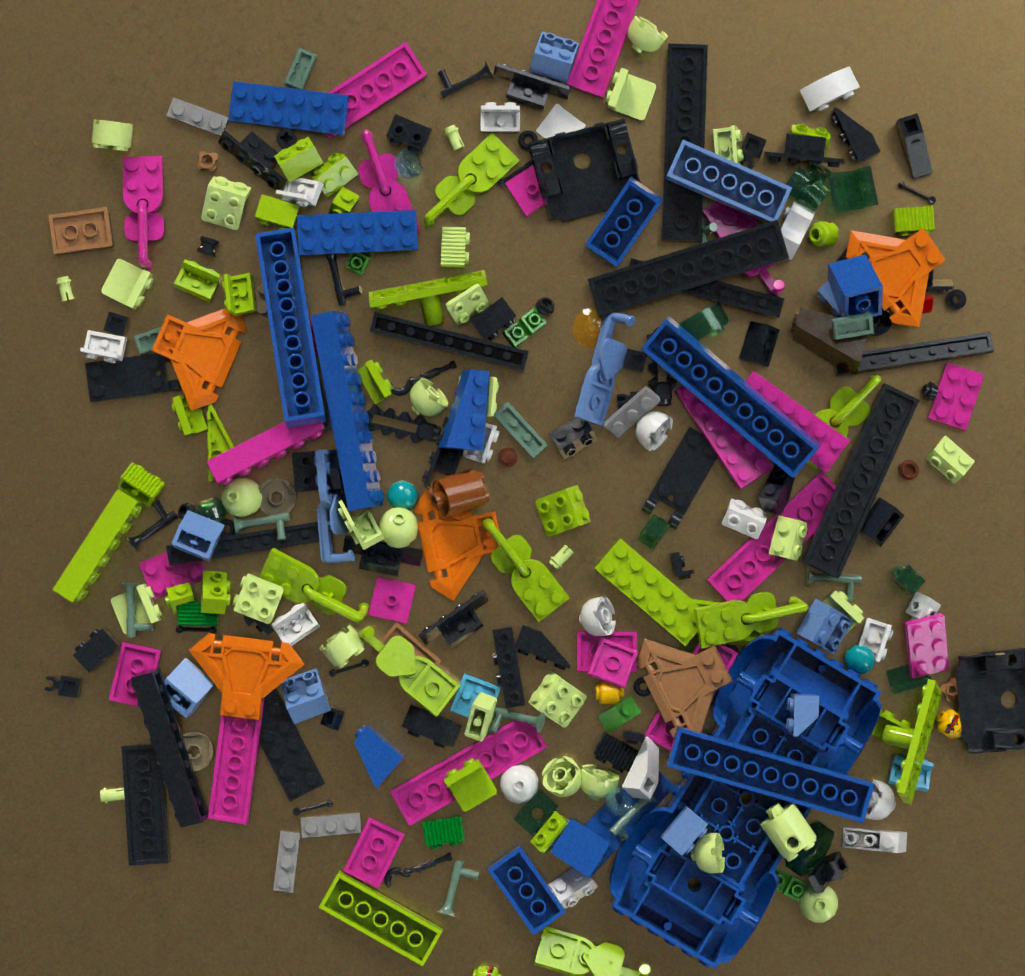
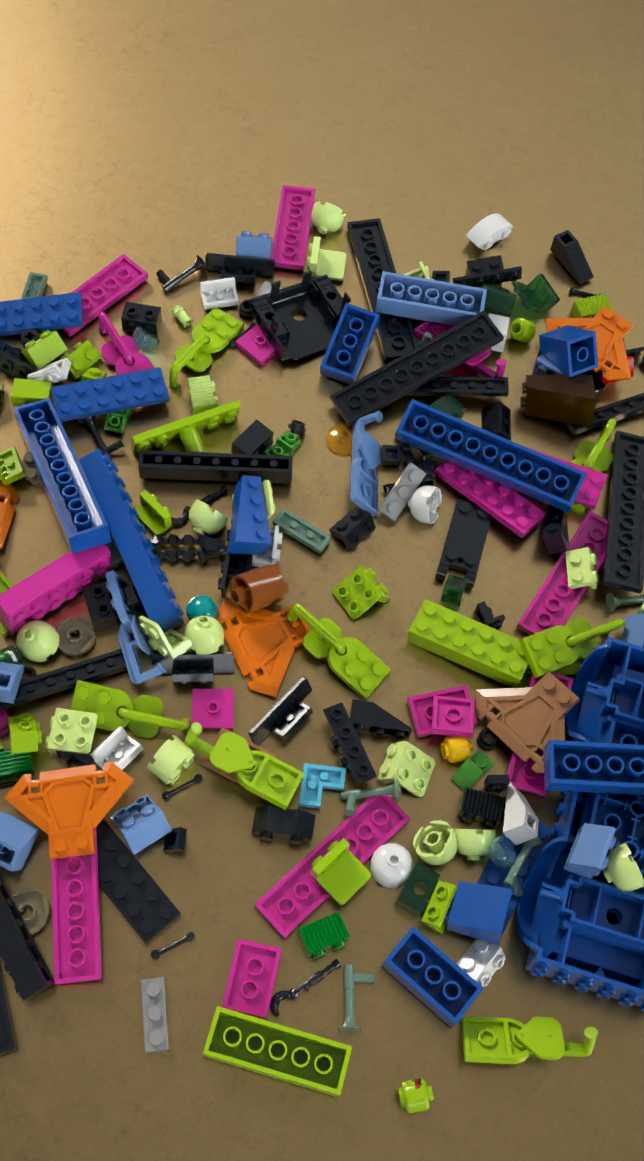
camera: 20 degrees left, 25 degrees down
(279, 519) = (79, 652): sand green piece -> none
(331, 825) = (197, 960): light grey plate -> none
(377, 754) = (232, 863): blue slope -> none
(467, 304) = (224, 429): yellowish green bracket -> none
(480, 716) = (333, 799): yellowish green brick -> none
(507, 457) = (295, 556): copper plate -> none
(561, 557) = (371, 634): yellowish green pin -> none
(597, 616) = (423, 678): white cylinder -> none
(744, 518) = (535, 564): white bracket -> none
(852, 326) = (579, 373): sand green plate -> none
(859, 140) = (517, 256): black slope -> none

